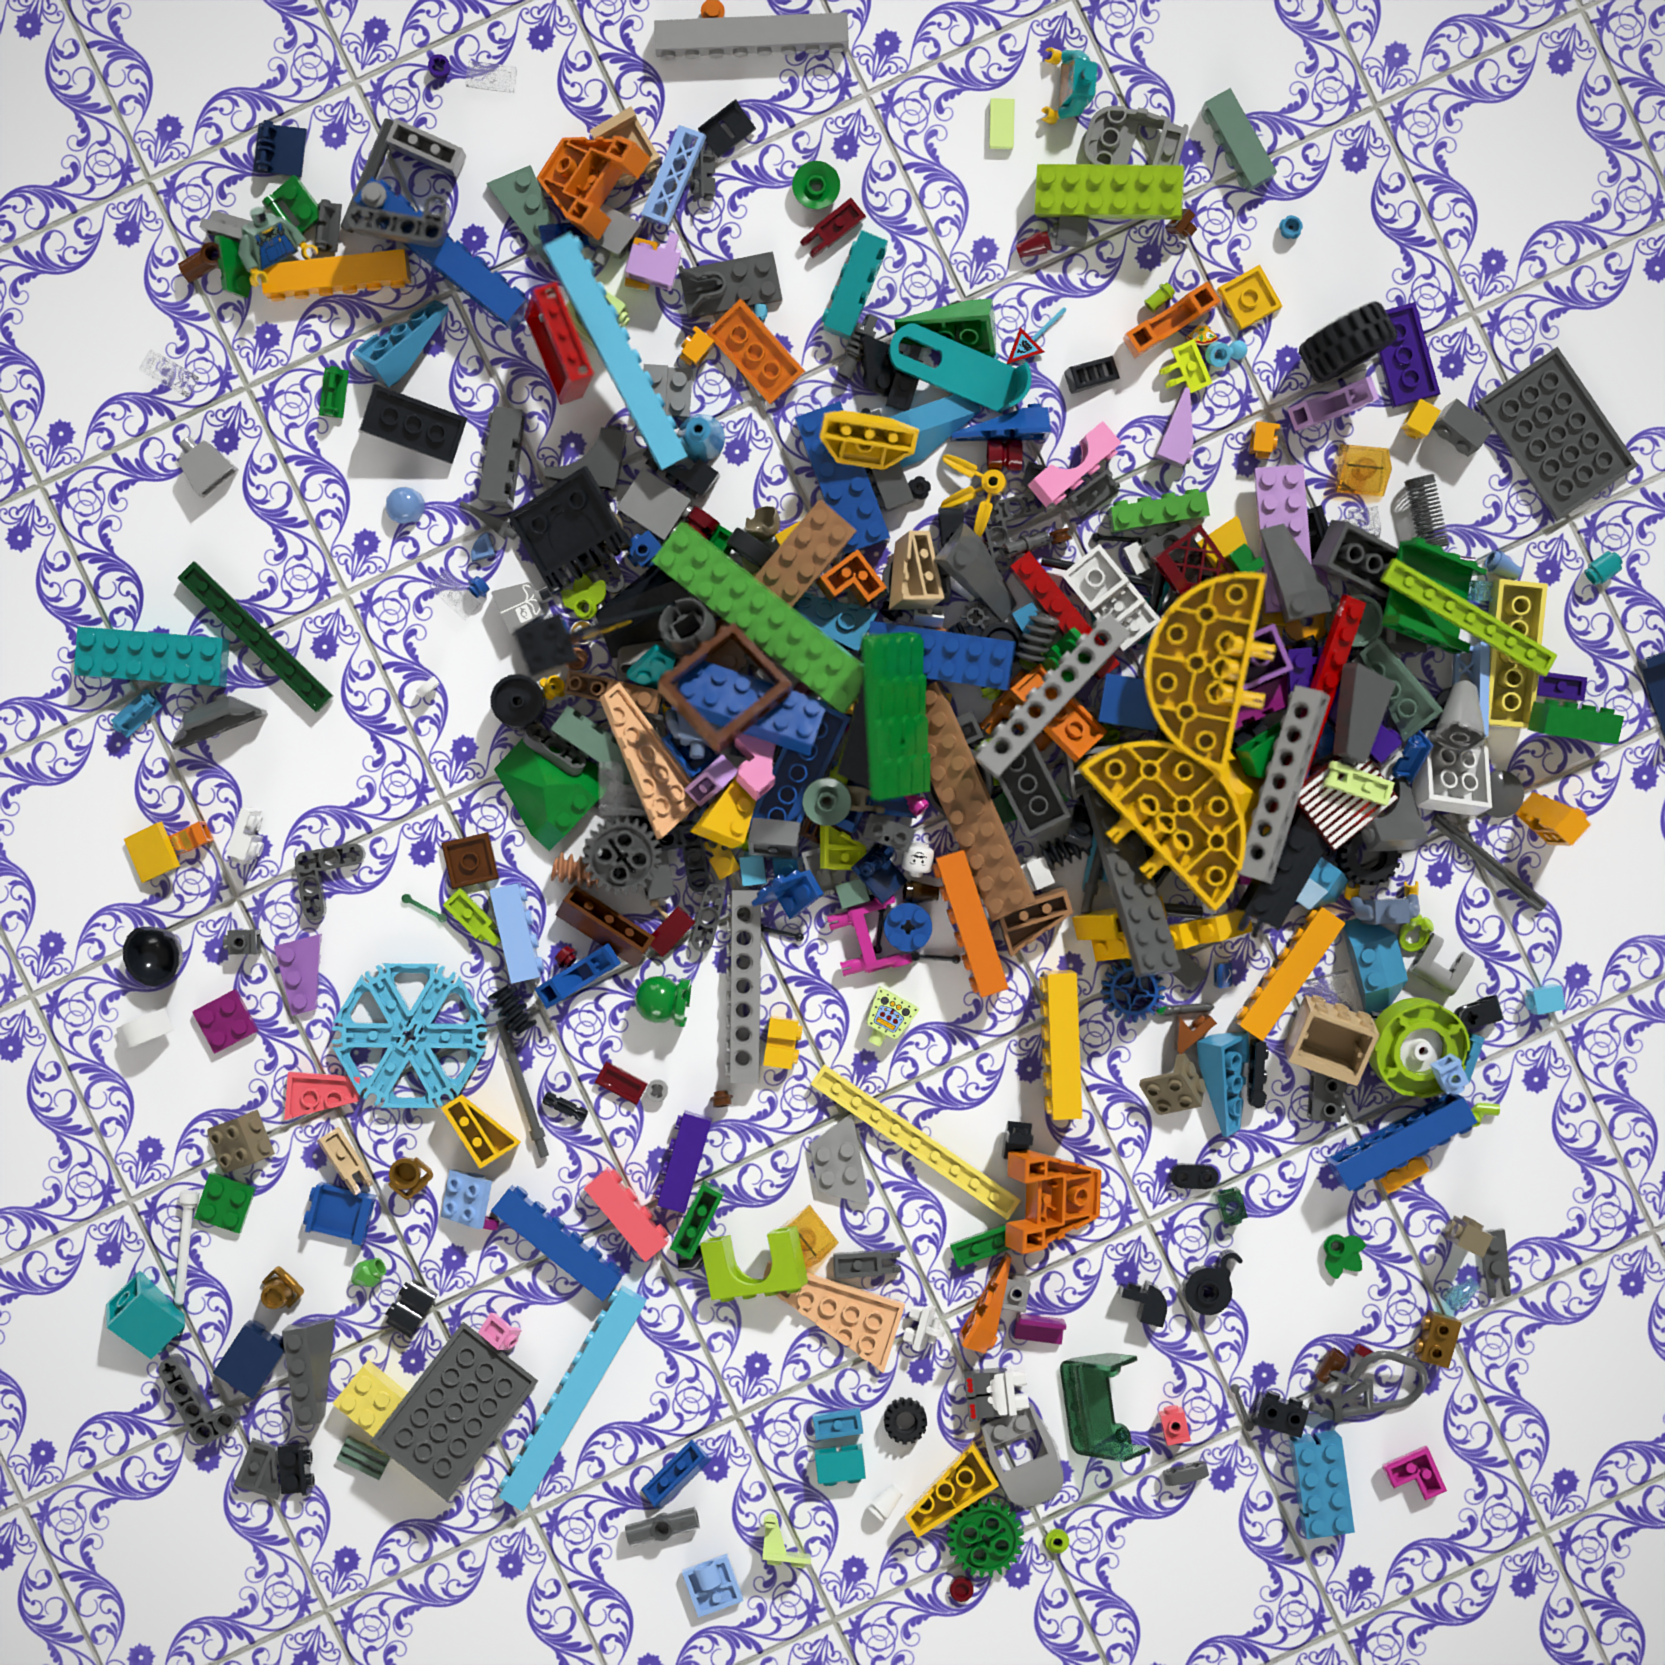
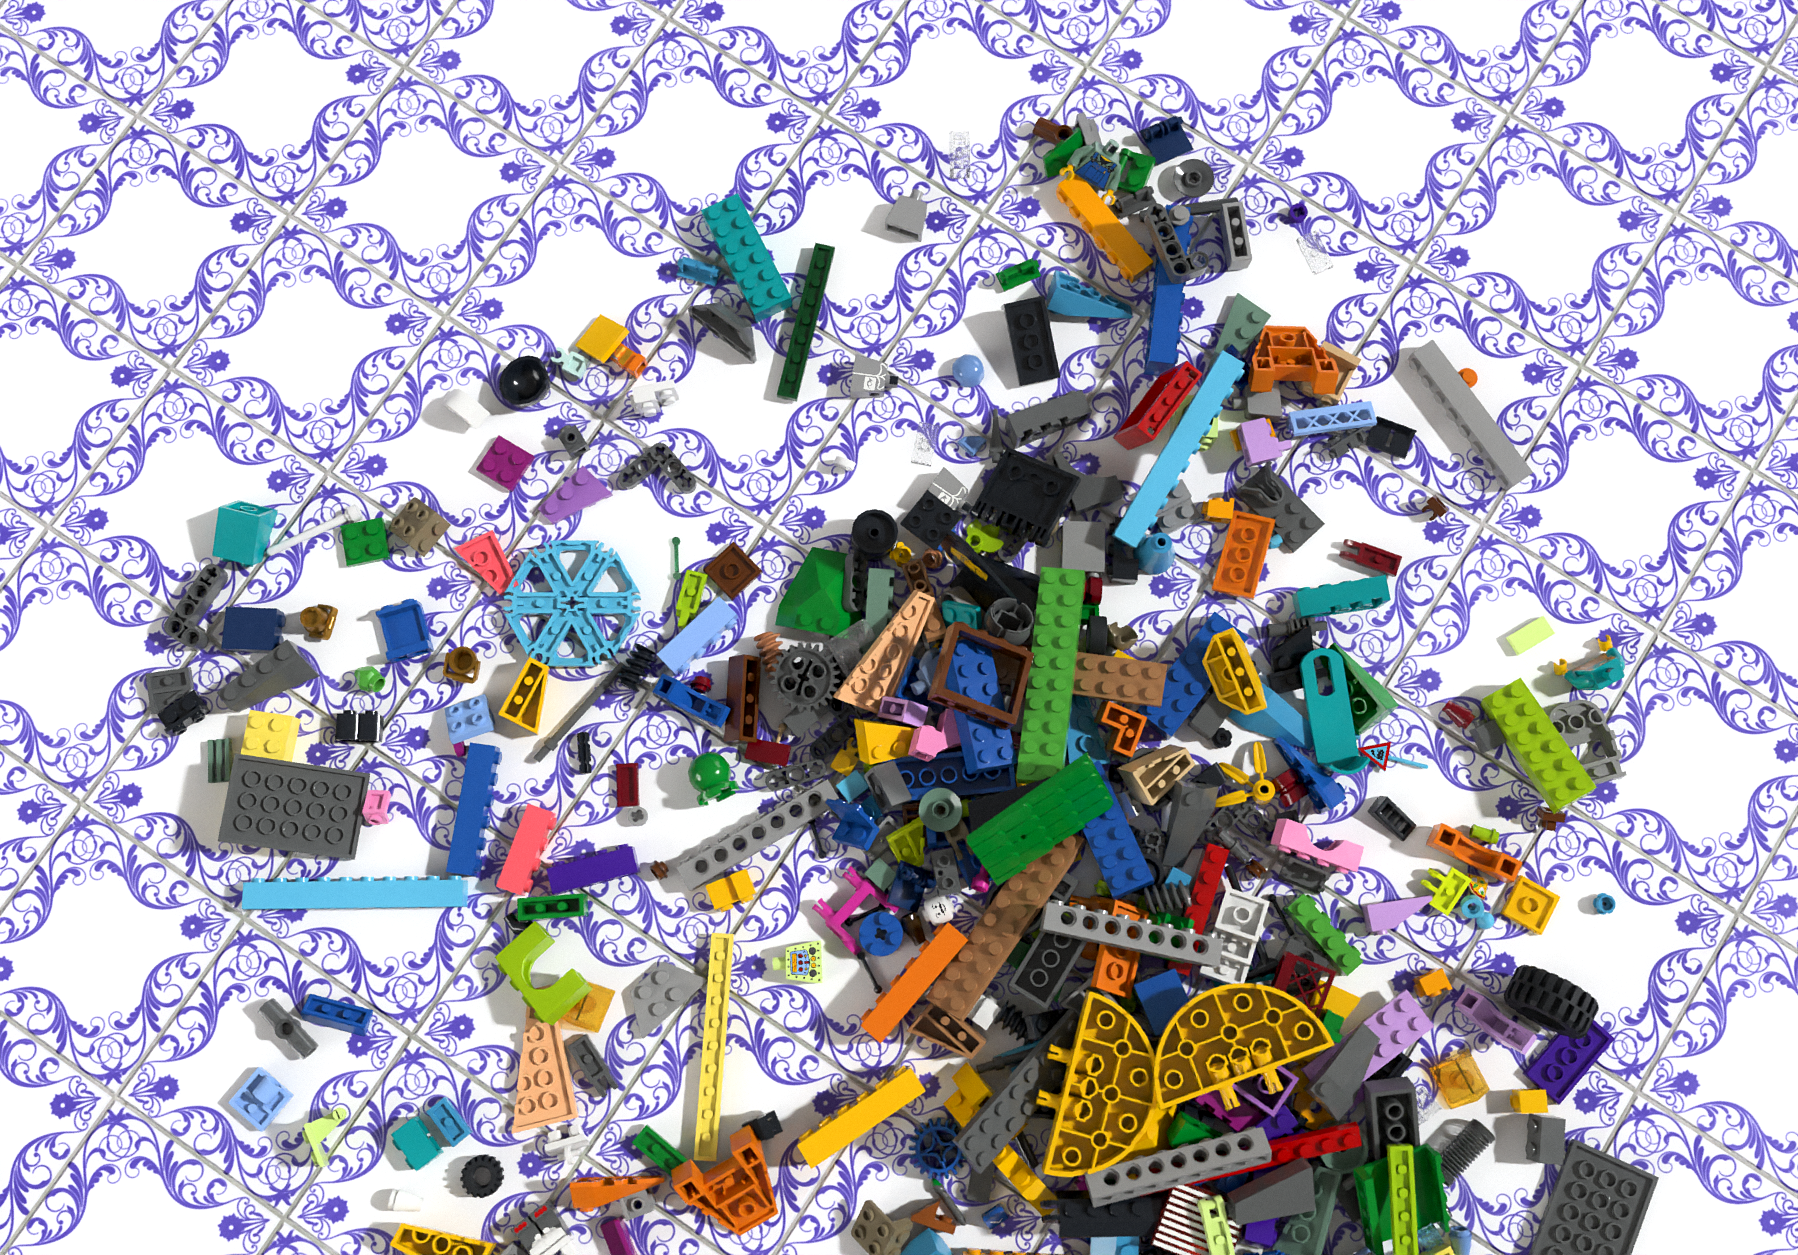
camera: 50 degrees right, 10 degrees down
(160, 895) = (573, 364): none -> light aqua plate
(330, 141) = (1196, 170): none -> dark grey dish
(344, 1159) = (448, 610): tan hinge -> none
(354, 608) = (870, 378): none -> light grey torso
(478, 587) = (941, 457): blue plate -> none
(639, 542) = (1048, 554): blue brick -> none
(816, 173) = (1400, 519): green dish -> none
(821, 129) = (1436, 506): none -> reddish brown tile
(1136, 559) = (1276, 939): white piece -> none
(1238, 140) = (1640, 821): sand green brick -> none

